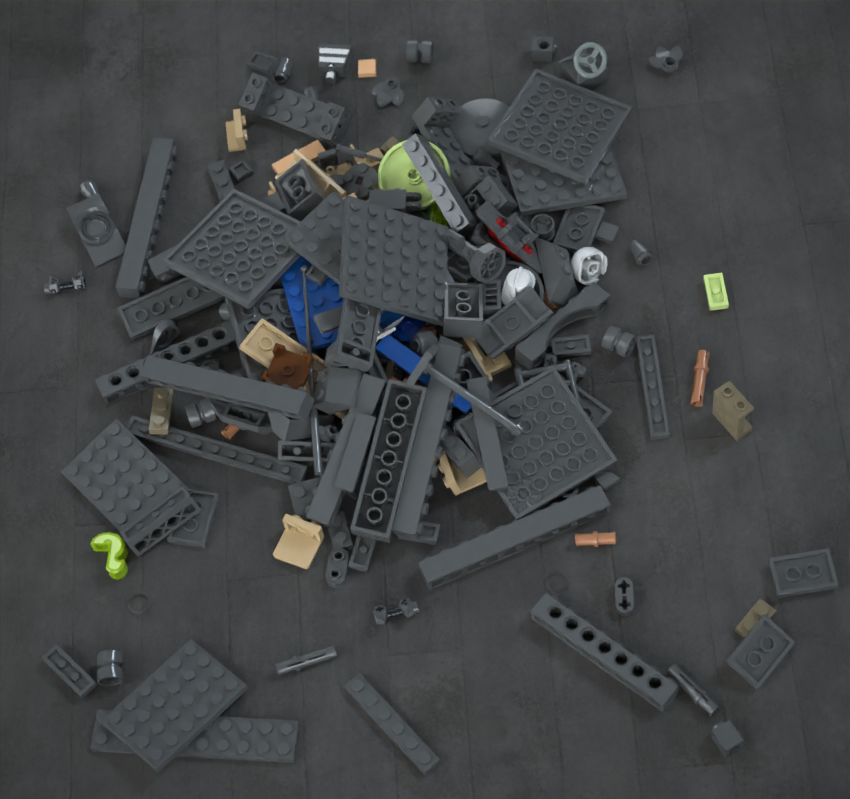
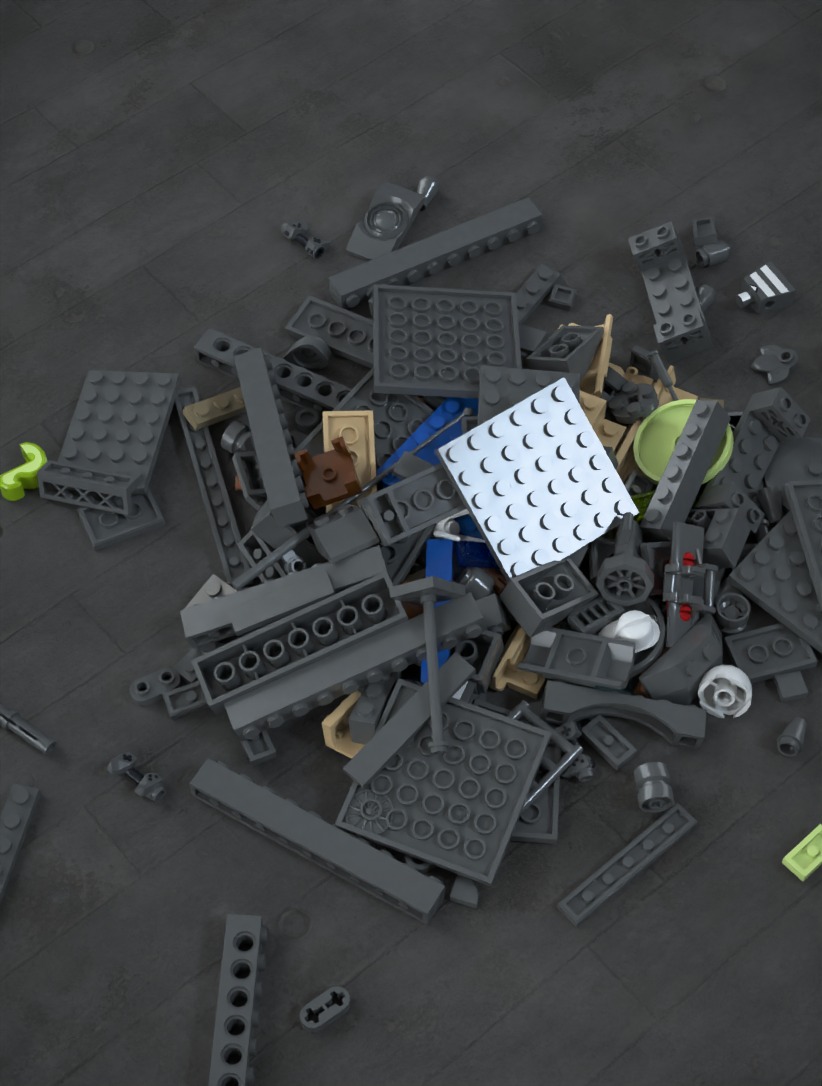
camera: 45 degrees right, 5 degrees down
(235, 132) = (602, 262): tan bracket -> none
(299, 541) = (156, 630): tan bracket -> none
(310, 151) = (626, 338): light nougat tile -> none
(367, 68) = (787, 325): light nougat tile -> none
(396, 199) = (629, 445): dark grey hinge -> none
(595, 538) = (377, 928): nougat pin -> none
(701, 371) = (689, 904): nougat pin -> none
(730, 410) = (656, 971): dark tan panel -> none

